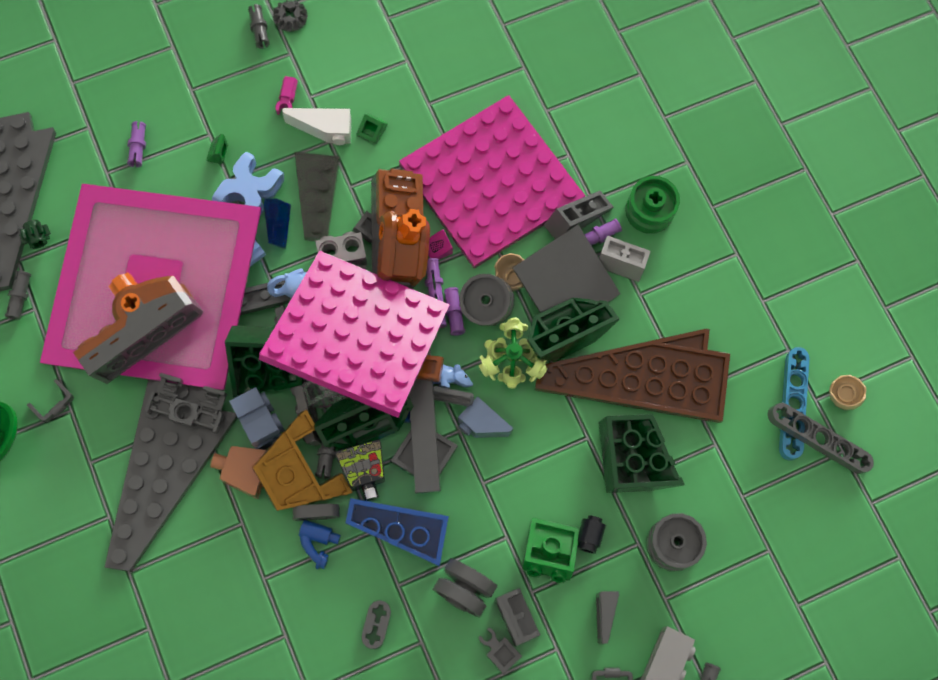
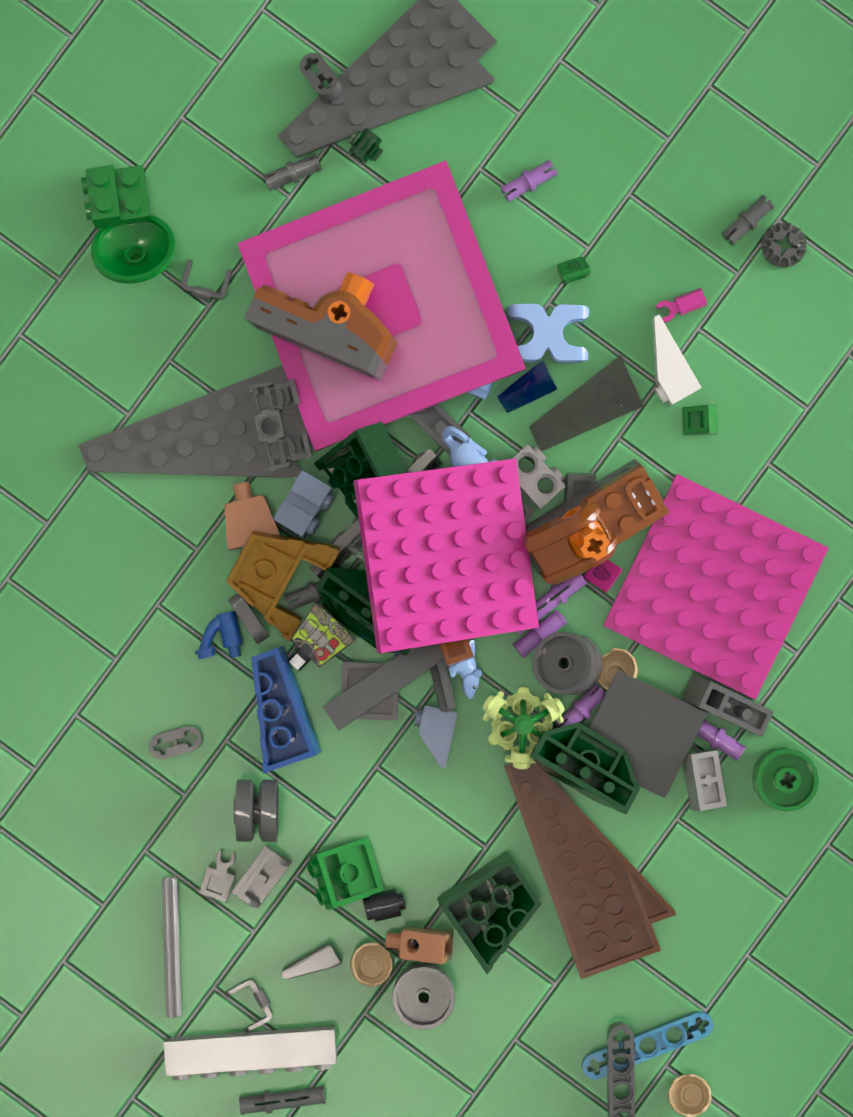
camera: 65 degrees right, 15 degrees up
(524, 311) = (582, 708): none -> medium lavender pin
(631, 569) = (371, 964): none -> tan hair
(644, 514) = (434, 944): none -> nougat torso

